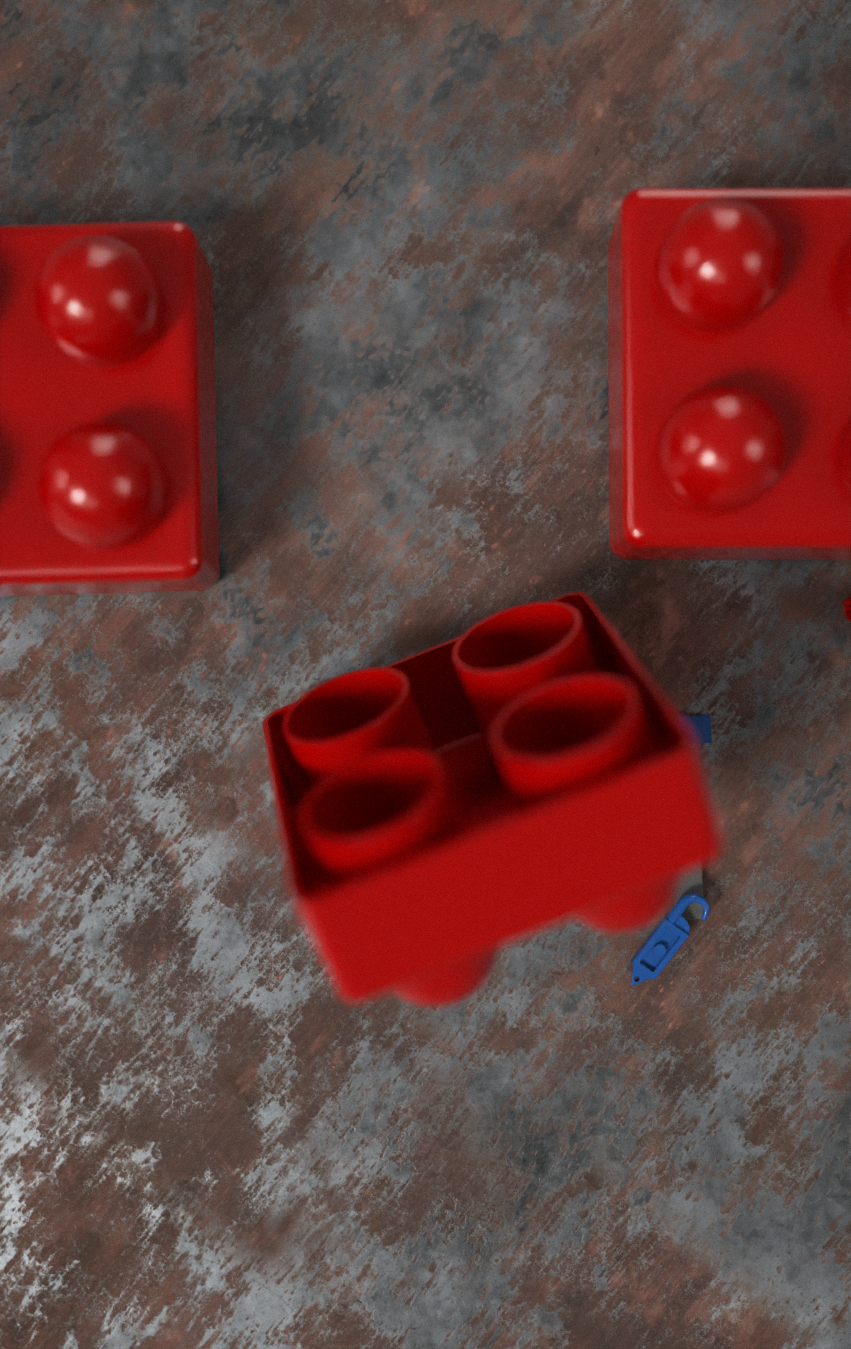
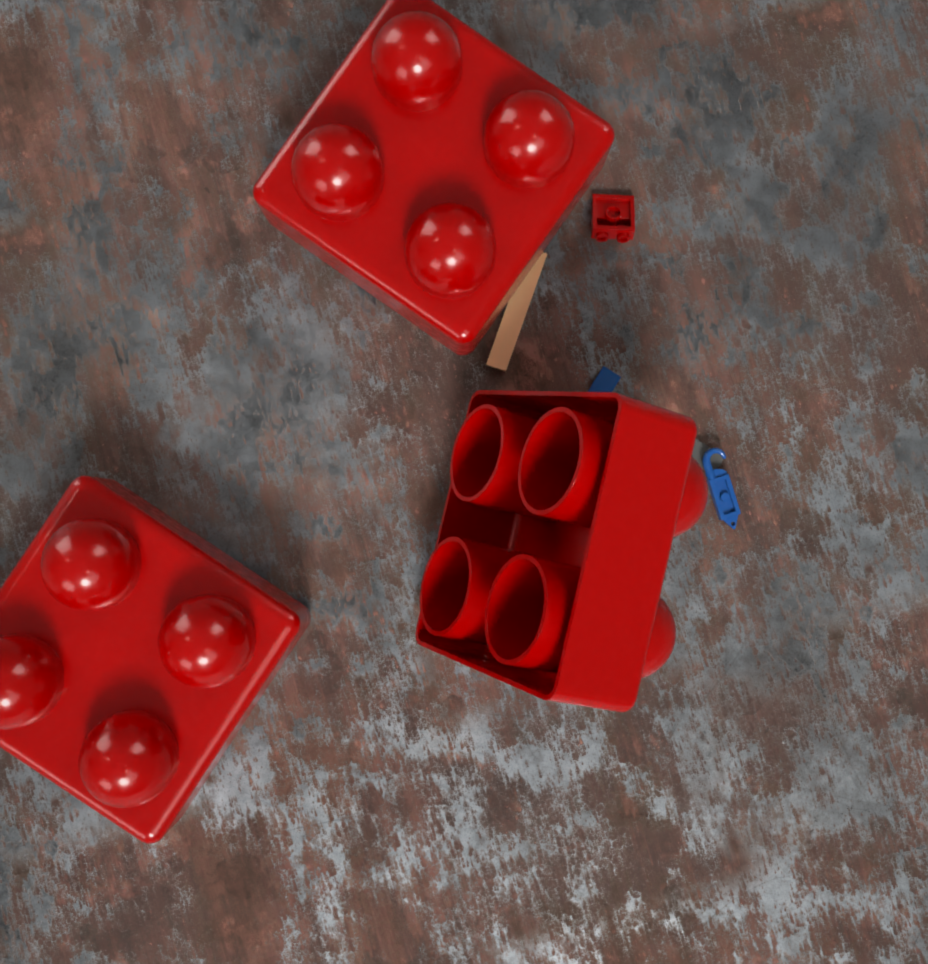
camera: 70 degrees left, 0 degrees up
(693, 580) = (514, 318): none -> light nougat tile

